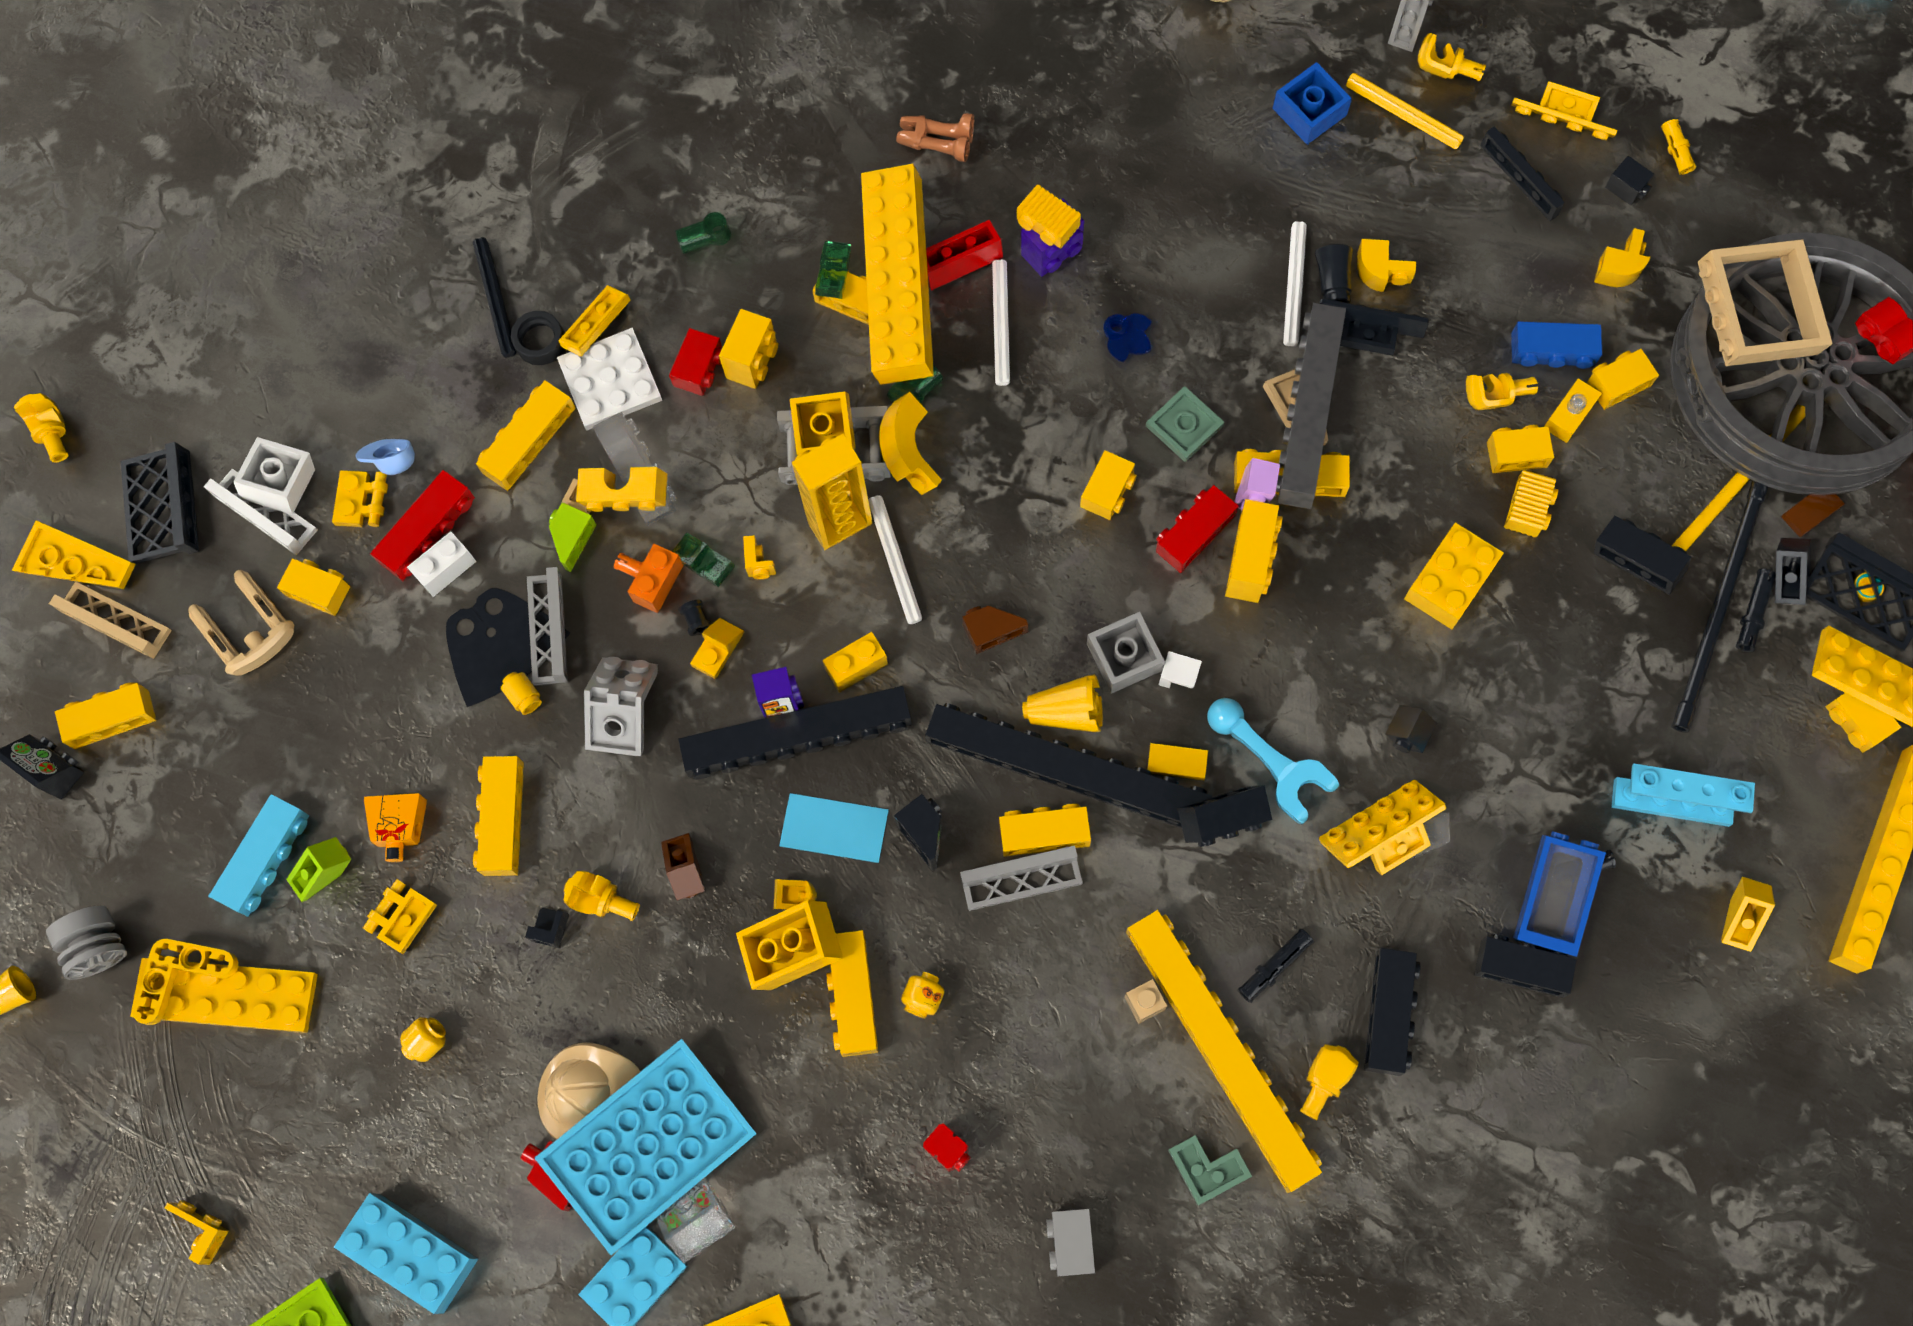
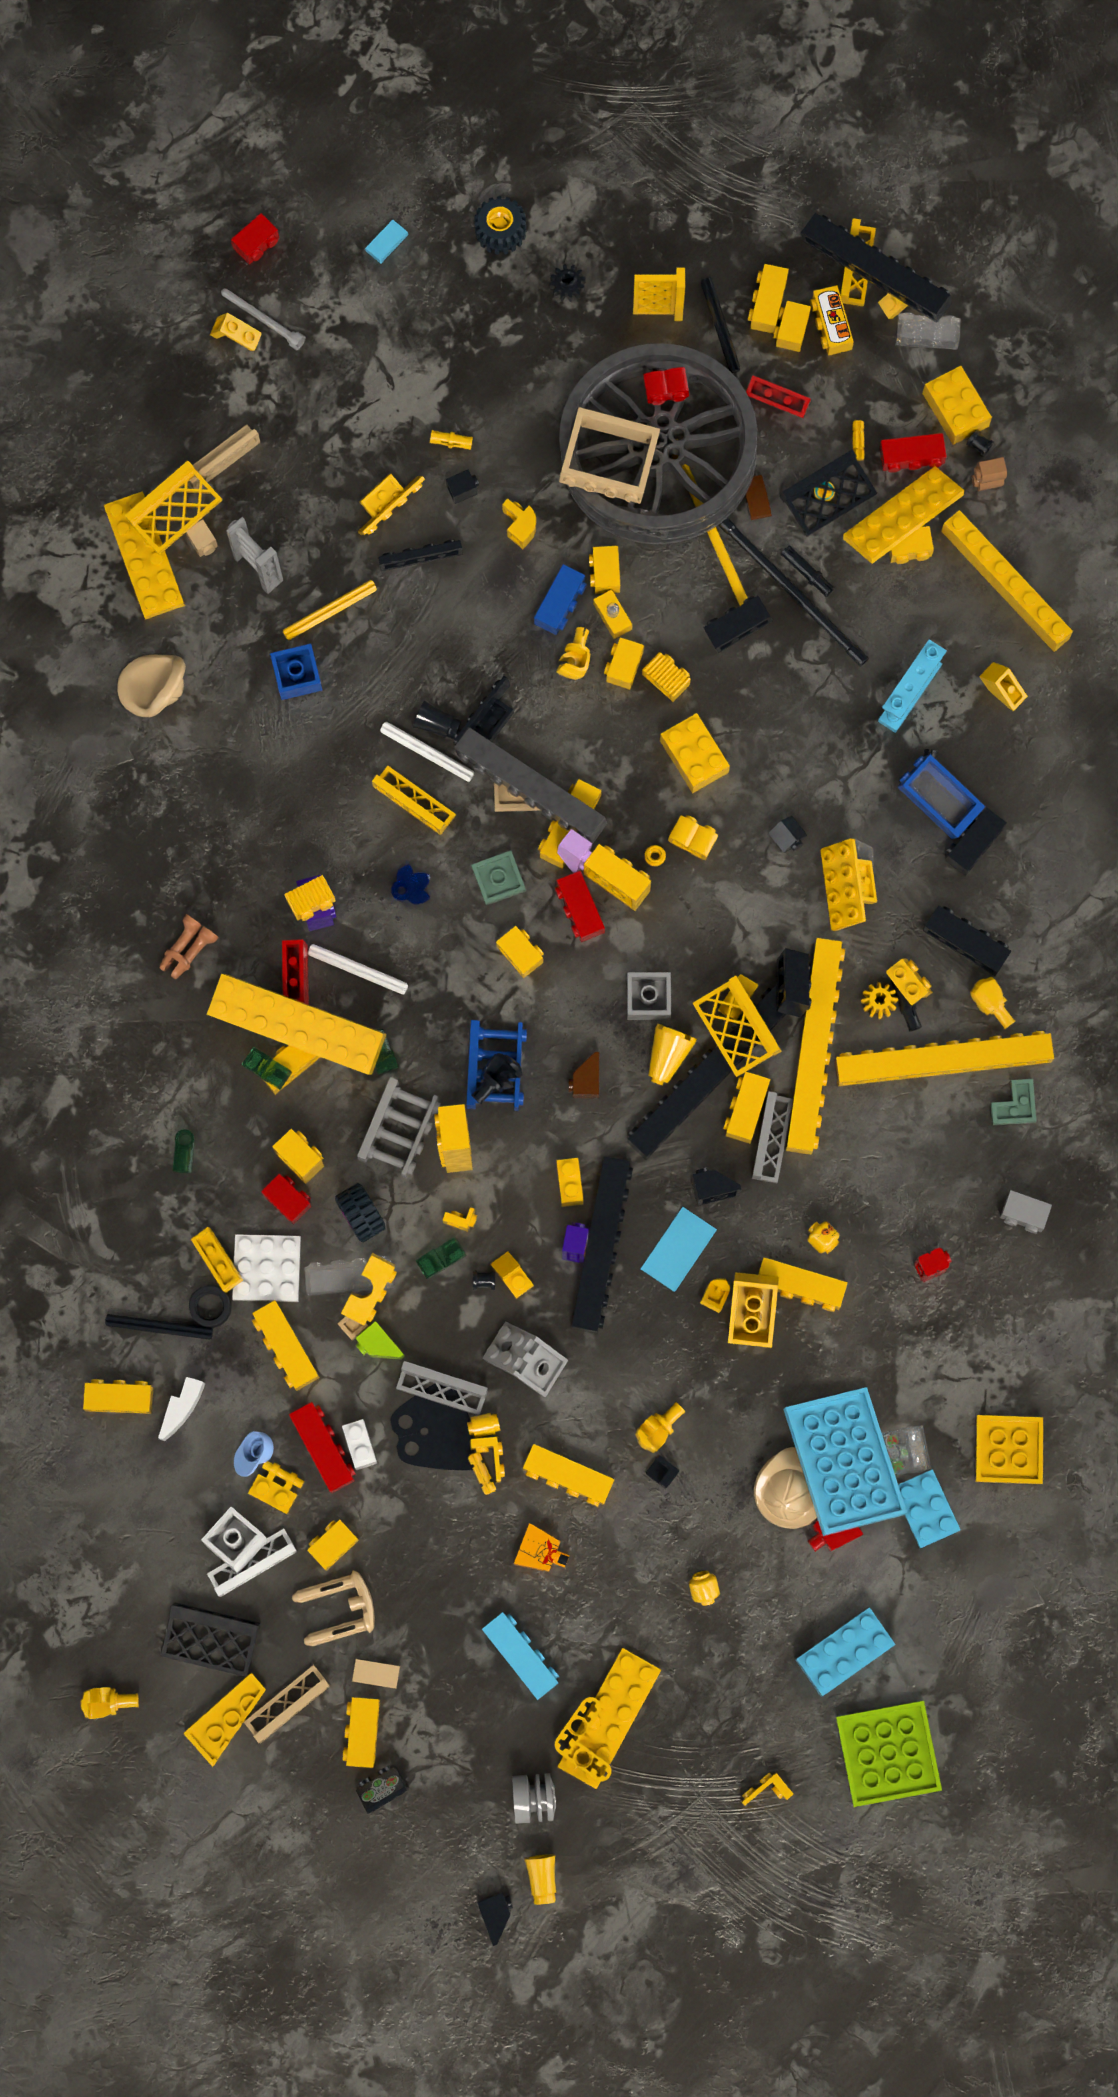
camera: 70 degrees left, 5 degrees up
(182, 702) = (376, 1673): none -> tan tile
(318, 868) = (549, 1617): lime slope -> none
(395, 288) = (118, 1397): none -> yellow brick
(405, 921) = (614, 1570): yellow plate -> none
(409, 357) = (181, 1408): none -> white slope
(464, 716) = (482, 1473): none -> yellow axle
(496, 702) = (482, 1446): none -> yellow bracket
(652, 576) = (439, 1297): orange brick -> none
(682, 867) = (661, 1362): reddish brown slope -> none
(710, 441) = (360, 1212): none -> black wheel
(819, 418) = (388, 1126): yellow brick -> none
(895, 560) = (512, 1124): white axle -> none
(899, 444) = (424, 1080): yellow arch -> none
(940, 518) = (496, 1076): none -> black piece
(960, 491) = (477, 1054): none -> blue fence
(1145, 1001) = (891, 1093): tan brick -> none
(1159, 780) = (749, 1012): none -> yellow fence
(1161, 878) = (814, 1046): none -> yellow brick
(1179, 670) = (678, 966): white panel -> none
(1223, 287) = (410, 804): none -> yellow fence
(1227, 718) = (725, 950): medium azure piece -> none
(1253, 924) = (872, 994): none -> yellow gear
(1301, 960) = (908, 981): none -> yellow bracket
(1309, 582) = (655, 849): none -> yellow plate
(1349, 620) = (693, 837): none -> yellow brick
(1377, 269) = (444, 691): yellow brick -> none
(1450, 64) = (309, 560): yellow piece -> none
(1792, 570) = (793, 533): black slope -> none

